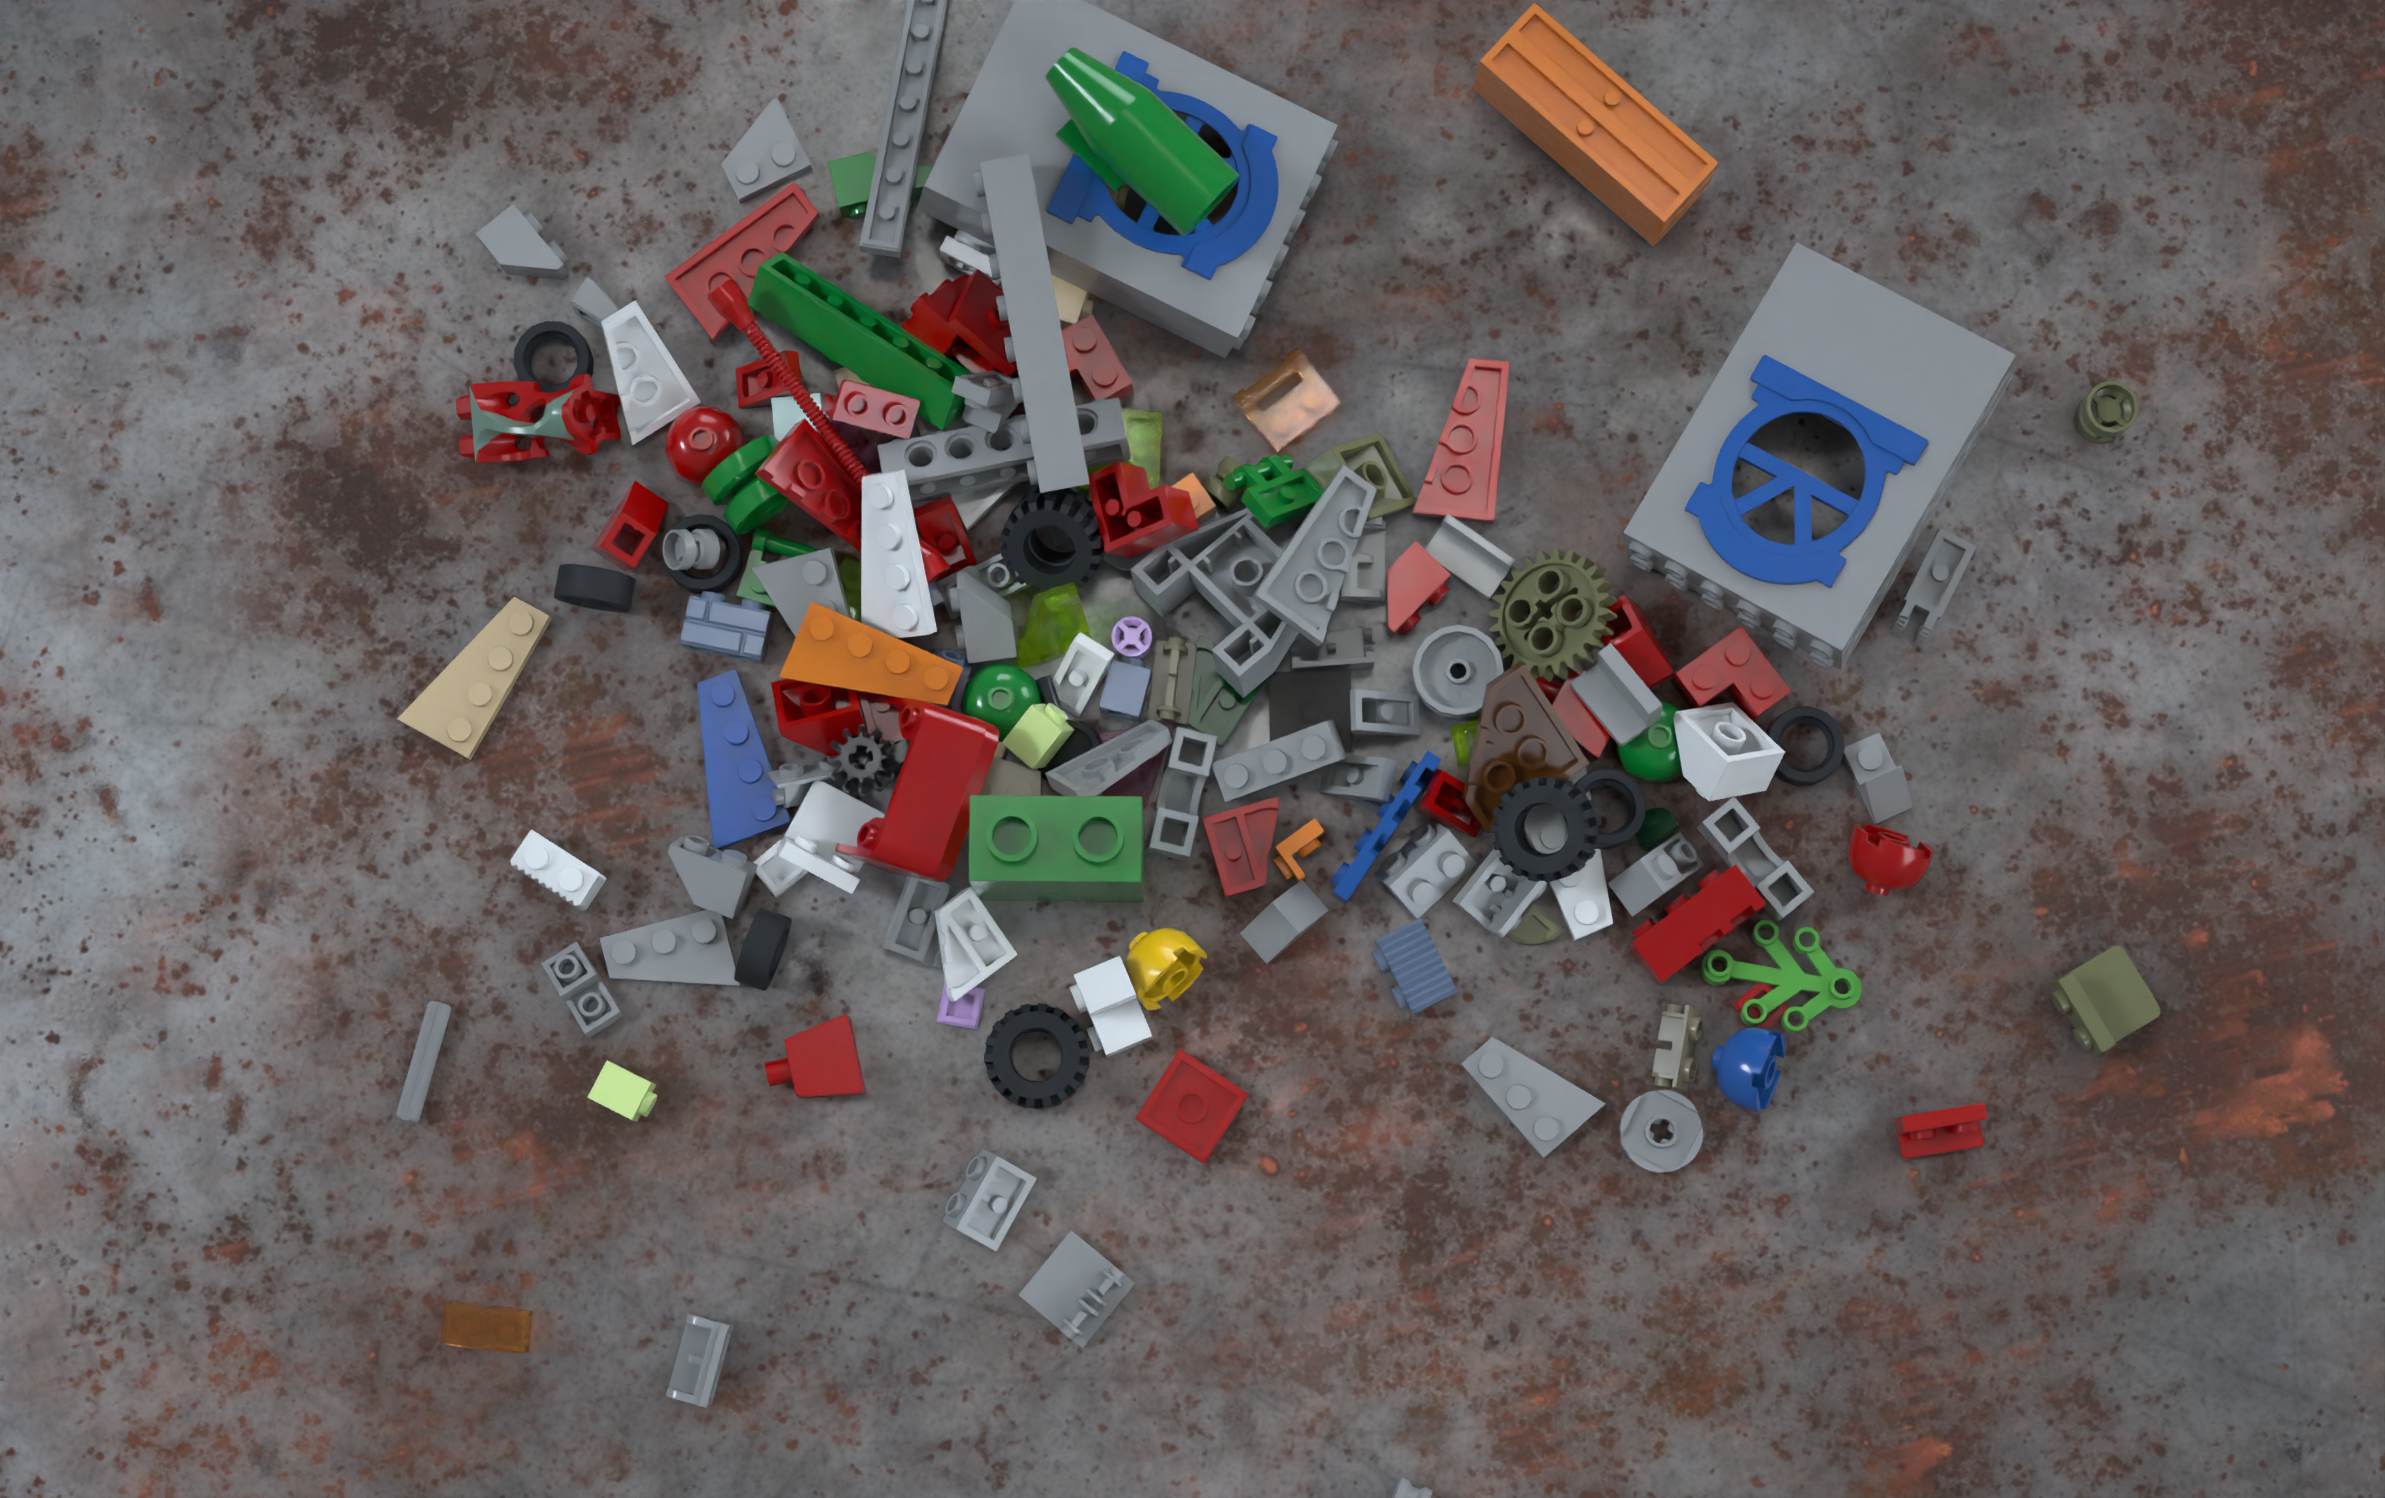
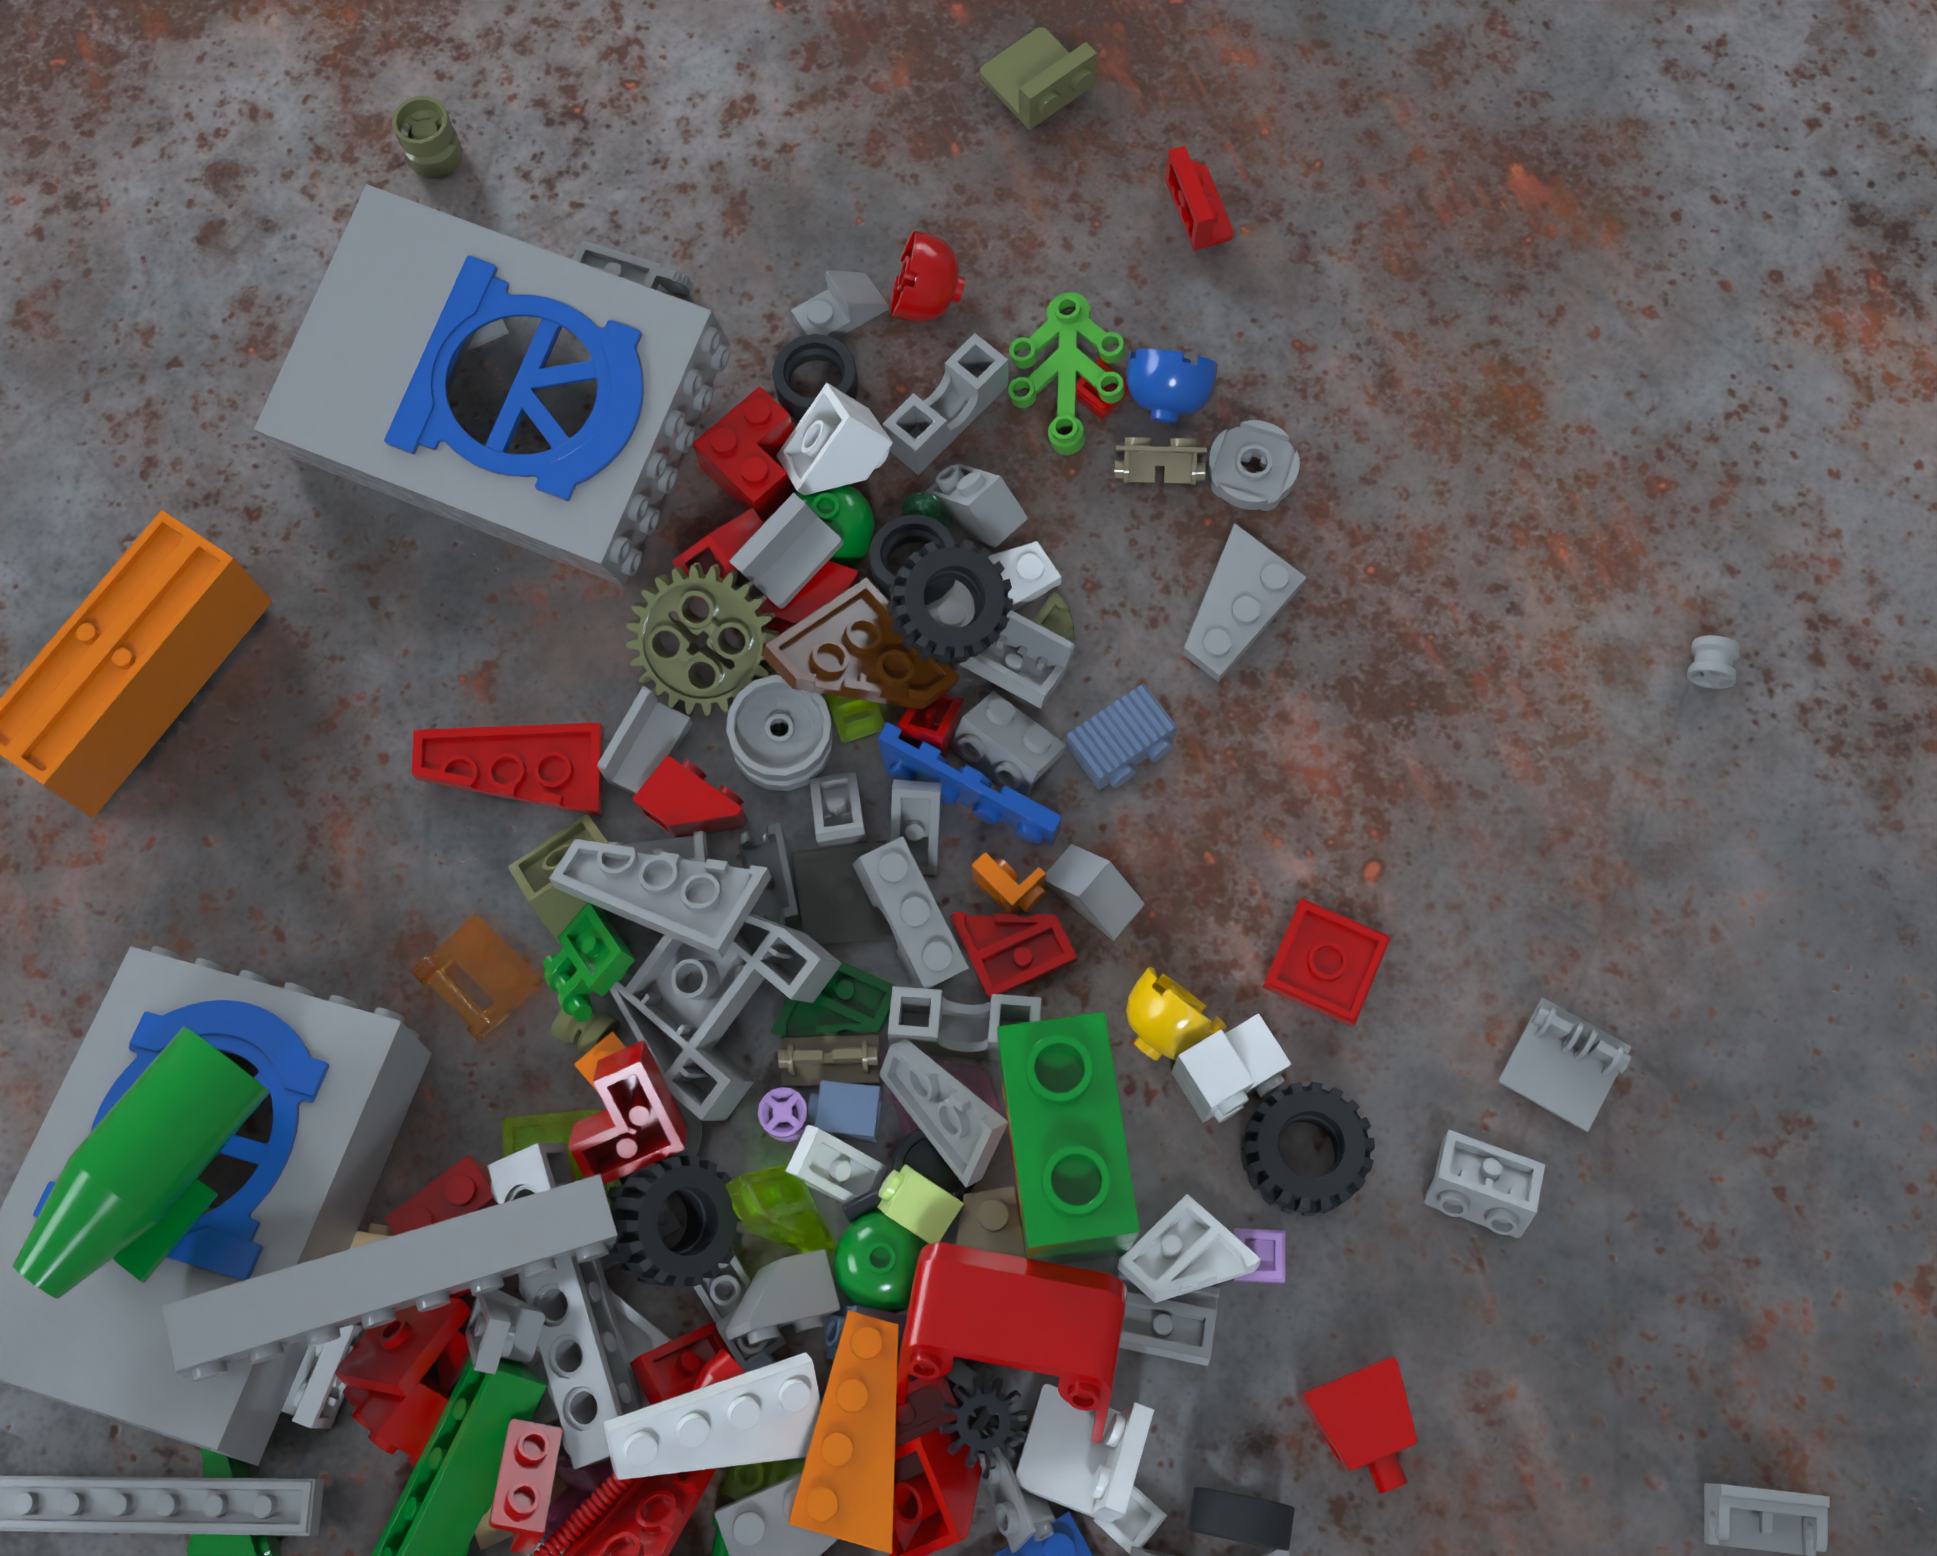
camera: 95 degrees left, 10 degrees down
(1695, 923) = (1018, 449): red wedge -> none

